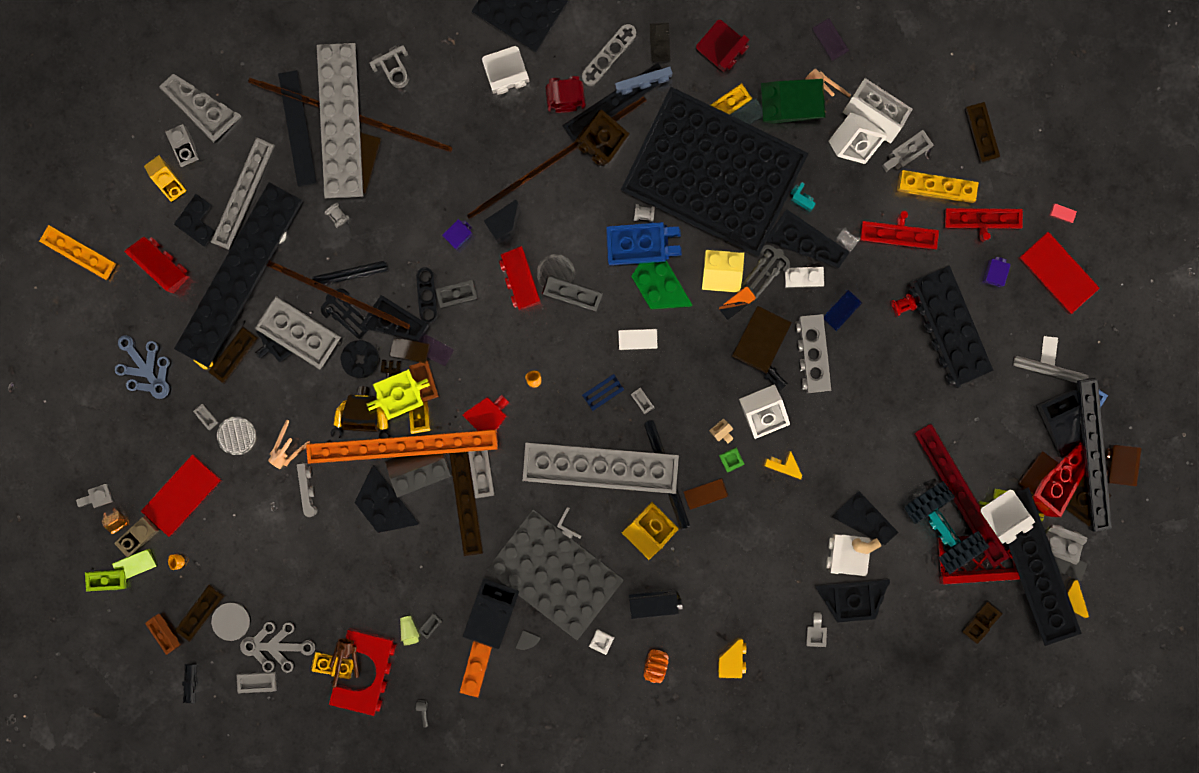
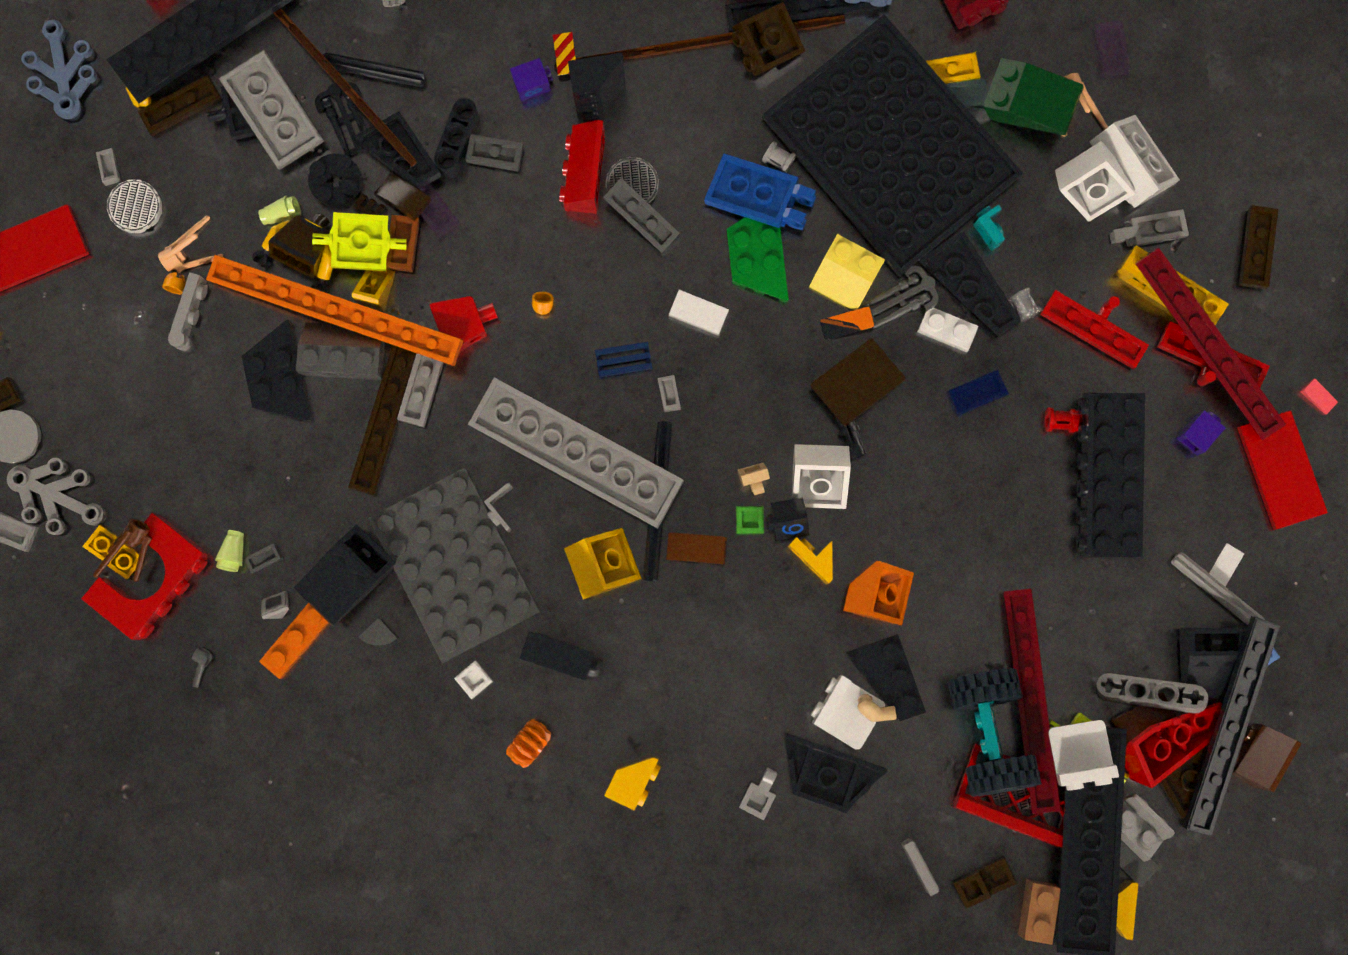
camera: 25 degrees right, 5 degrees down
(287, 474) = (174, 284): none -> light orange hinge
(334, 396) = (280, 211): none -> yellowish green cone
(453, 652) = (275, 606): none -> light grey slope
(471, 205) = (563, 51): none -> sticker
(756, 449) = (788, 519): none -> black brick
(814, 323) = (937, 393): light grey brick -> none
(836, 470) = (880, 593): none -> orange slope
(937, 631) = (920, 866): none -> light grey tile
(977, 214) = (1210, 343): none -> dark red plate
(1023, 625) = (1039, 911): none -> medium nougat brick
(1035, 454) = (1151, 697): none -> light grey beam

